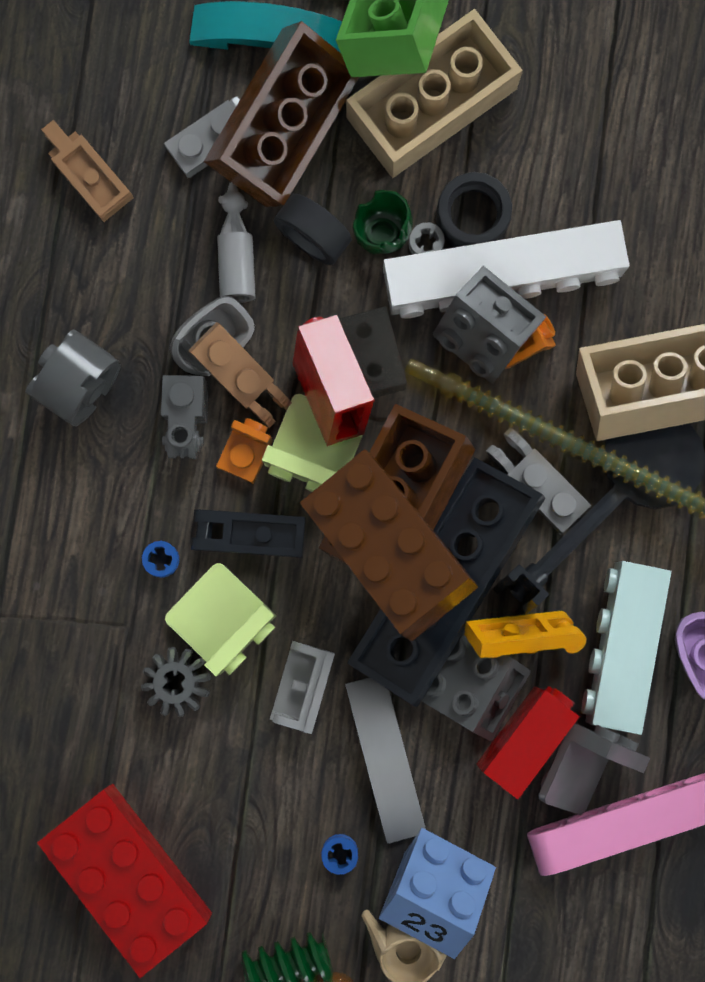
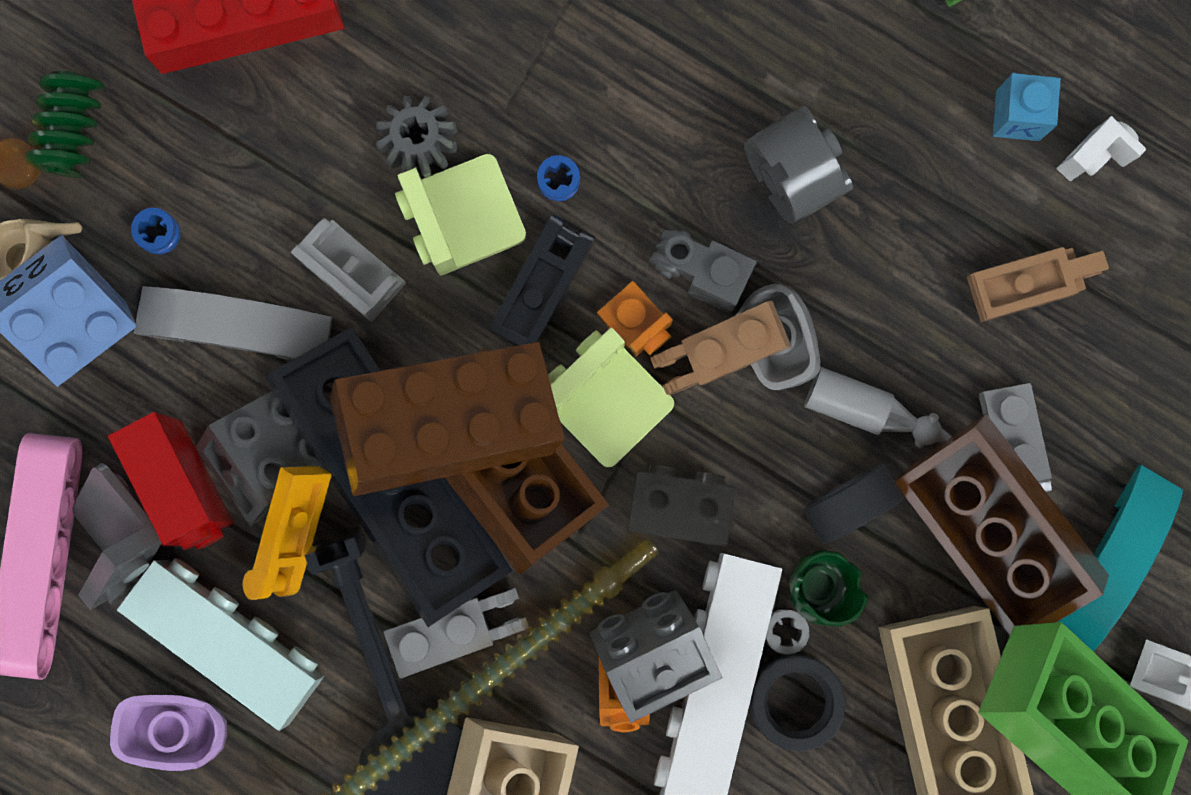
camera: 110 degrees right, 0 degrees up
(332, 379) = (668, 445): brick -> none

